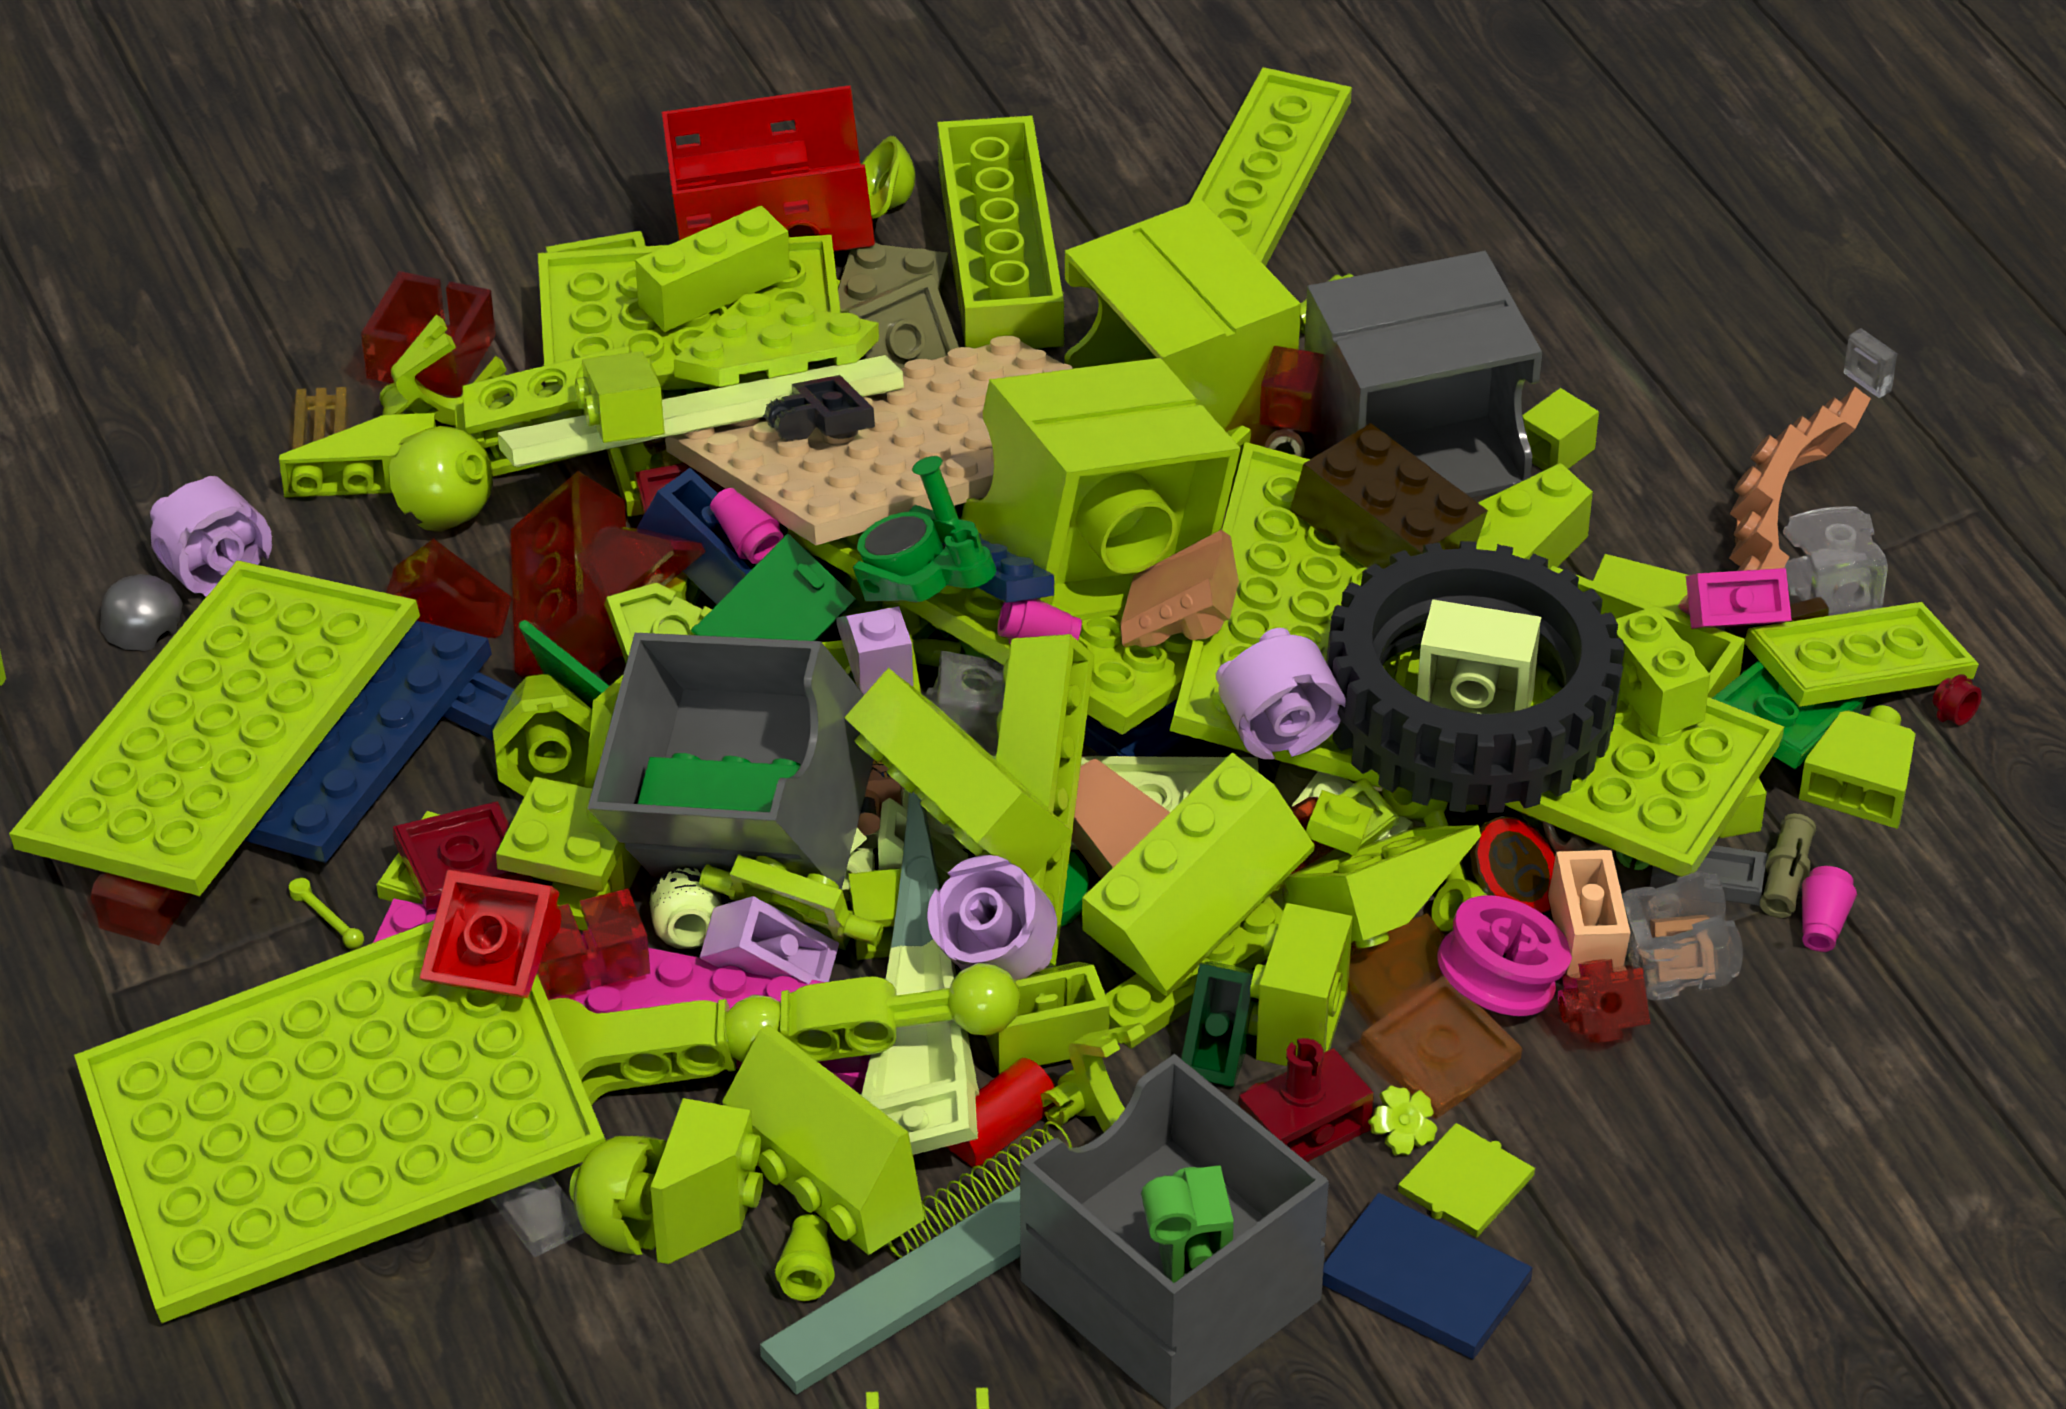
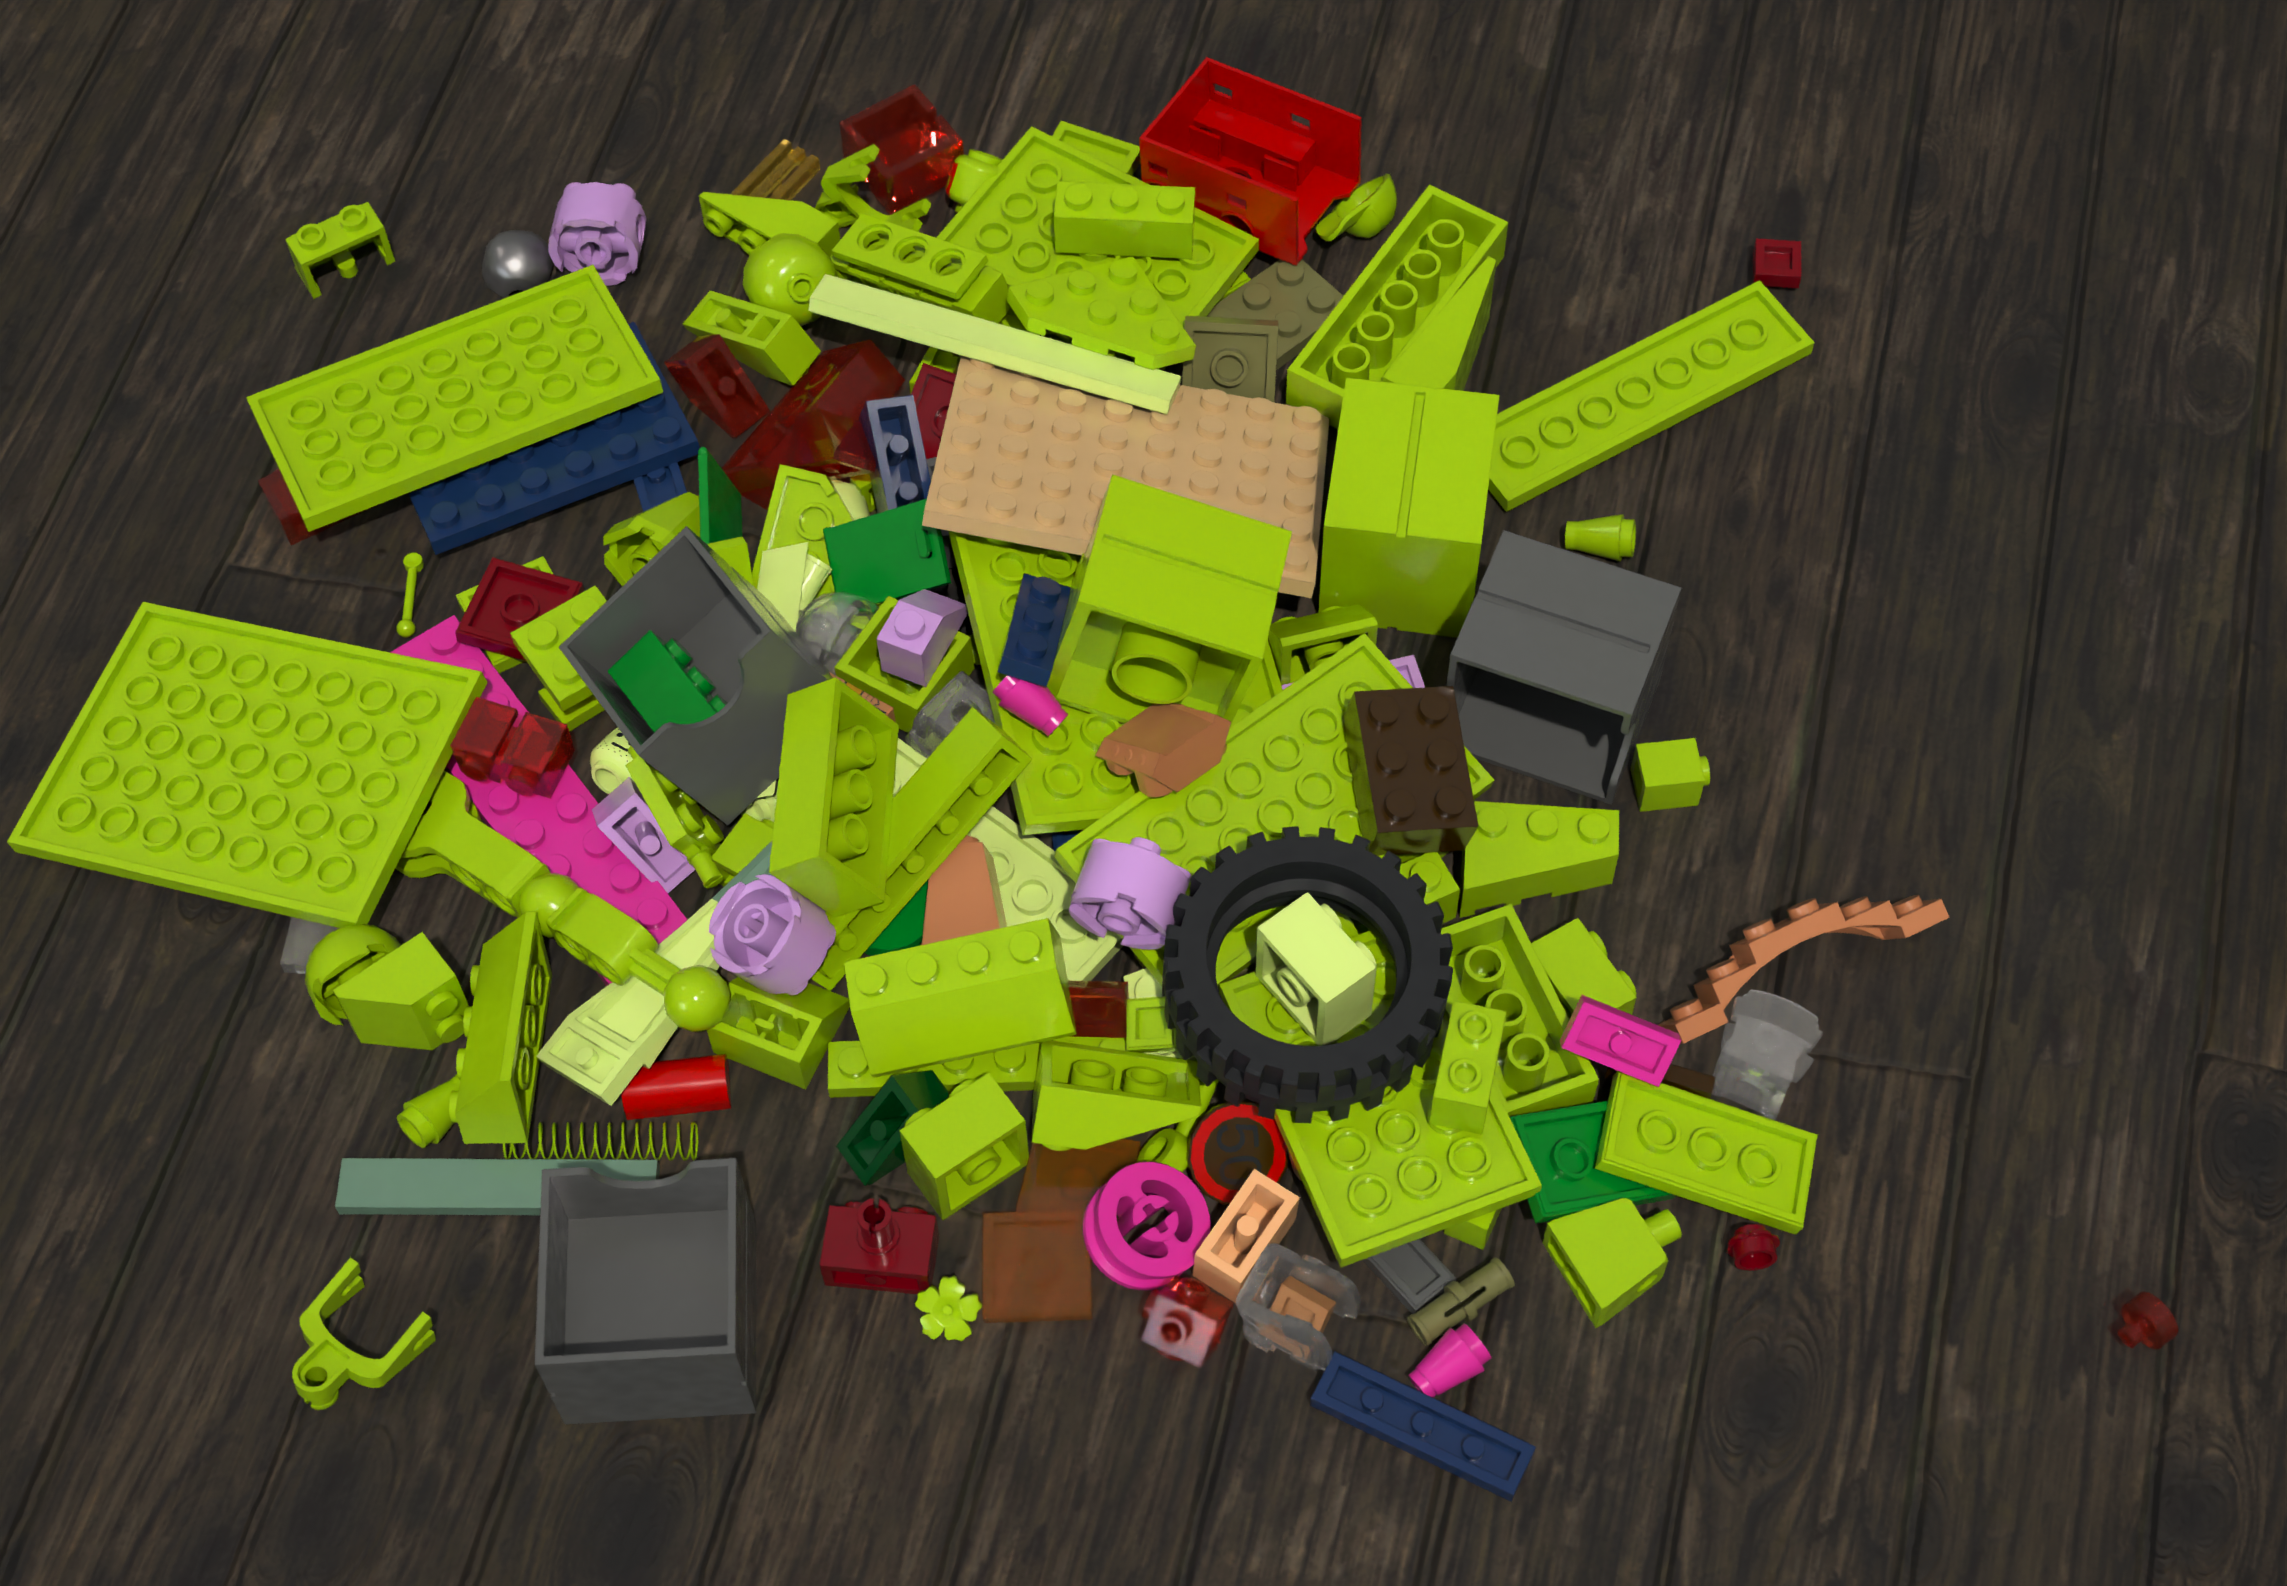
camera: 40 degrees right, 15 degrees up
(471, 527) = (756, 336): none -> lime slope
(490, 933) = (423, 702): red slope -> none
(519, 326) = (969, 174): none -> lime head
(621, 397) = (920, 301): lime brick -> none
(746, 525) = (909, 470): dark pink cone -> none
(820, 403) = (1062, 404): black hinge -> none
(905, 550) = (981, 581): green piece -> none
(1078, 219) = (1450, 342): none -> lime slope
(1088, 1087) = (741, 1110): lime piece -> none
(1188, 1217) = (632, 1307): bright green hinge -> none
(1259, 50) = (1777, 262): none -> dark red plate
(1286, 441) = (1419, 651): olive axle -> none
(1292, 391) = (1437, 610): clear red slope -> none
(1339, 822) = (1114, 1024): lime plate -> none
(1426, 1275) = (839, 1454): dark blue tile -> none
(1466, 1180) = (952, 1393): lime piece -> none
(1852, 961) = (1423, 1426): none -> dark blue plate
(1870, 363) = (1997, 878): clear tile -> none

